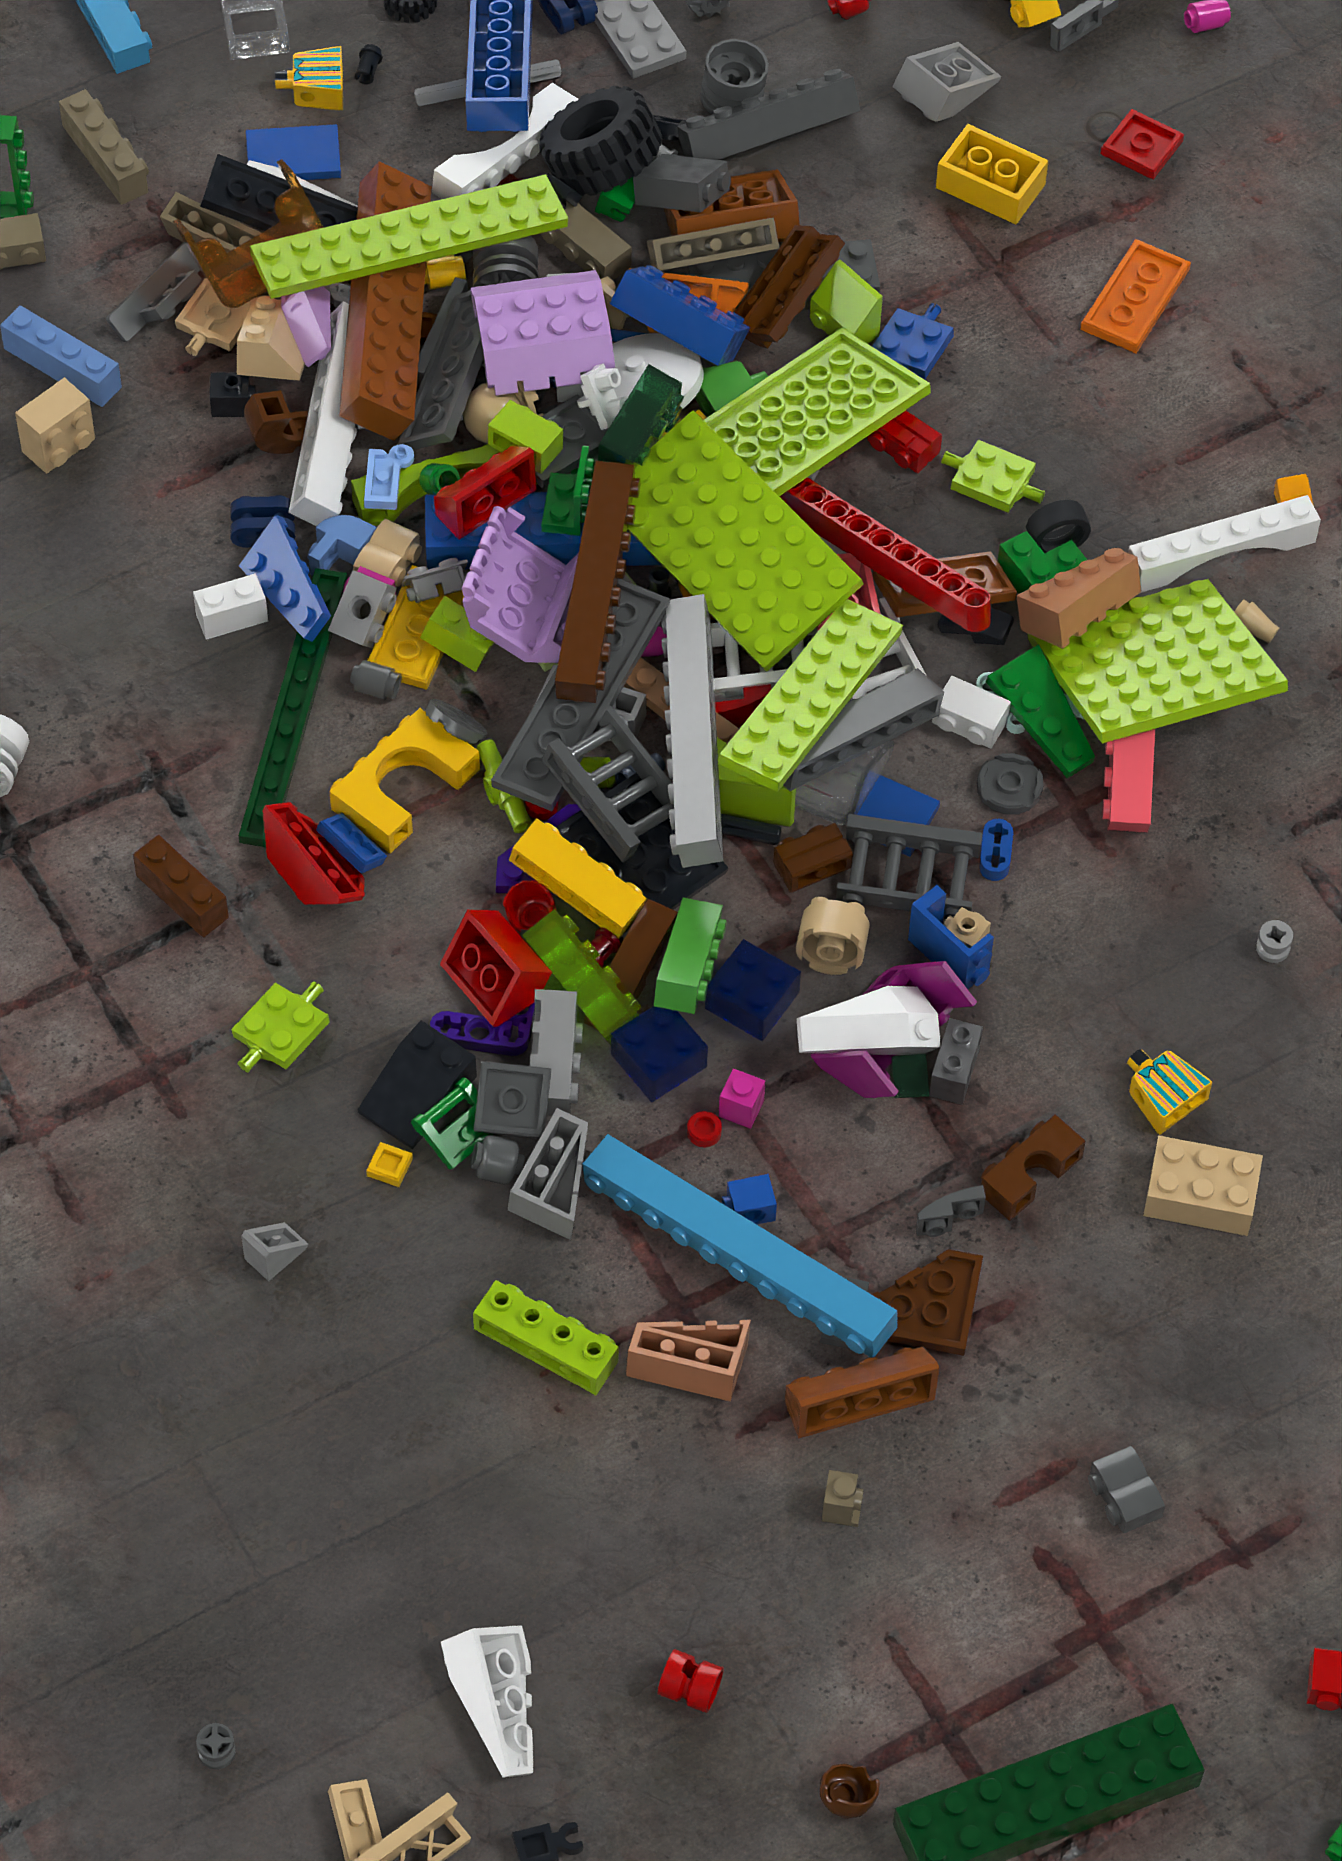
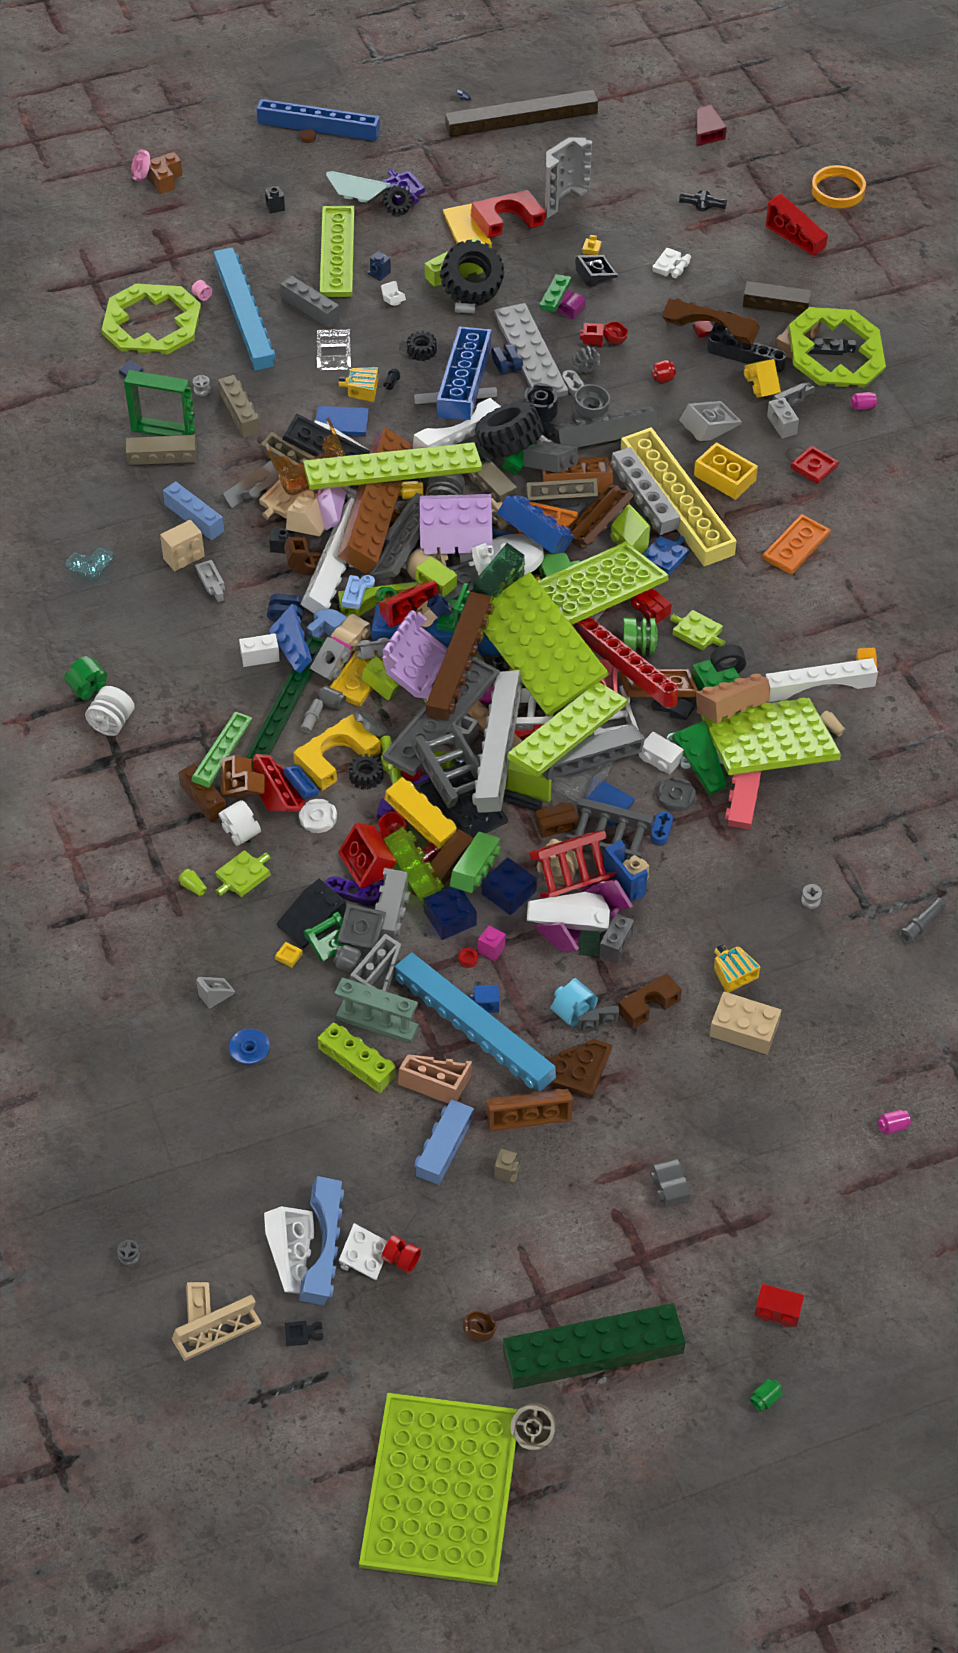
camera: 10 degrees right, 5 degrees down
(28, 113) = (201, 385): none -> light grey wheel
(117, 482) = (211, 579): none -> light grey hinge
(195, 1054) = (192, 882): none -> lime cone
(201, 802) = (221, 748): none -> bright green tile
(242, 855) = (238, 779): none -> dark orange brick
(260, 933) = (239, 822): none -> white brick
(346, 718) = (311, 716): none -> light grey axle
(351, 1329) = (246, 1040): none -> blue dish
(392, 902) = (318, 816): none -> white tile
(464, 825) = (365, 780): none -> black tyre
(534, 496) = (434, 608): none -> dark blue leg
(542, 1605) = (325, 1201): none -> medium blue arch
(567, 1249) = (374, 1020): none -> sand green fence
(624, 1686) = (363, 1252): none -> white hinge
(647, 73) = (544, 400): none -> black brick
(696, 34) = (575, 382): none -> light grey beam
(726, 1469) = (444, 1142): none -> medium blue brick
(836, 918) = (560, 850): none -> red fence
(860, 226) = (645, 491): none -> light grey brick
(898, 502) = (640, 636): none -> bright green wheel
(904, 1188) = (573, 1001): none -> medium azure brick
(917, 232) = (698, 521): none -> light yellow brick
(1073, 62) = (782, 417): none -> light grey brick

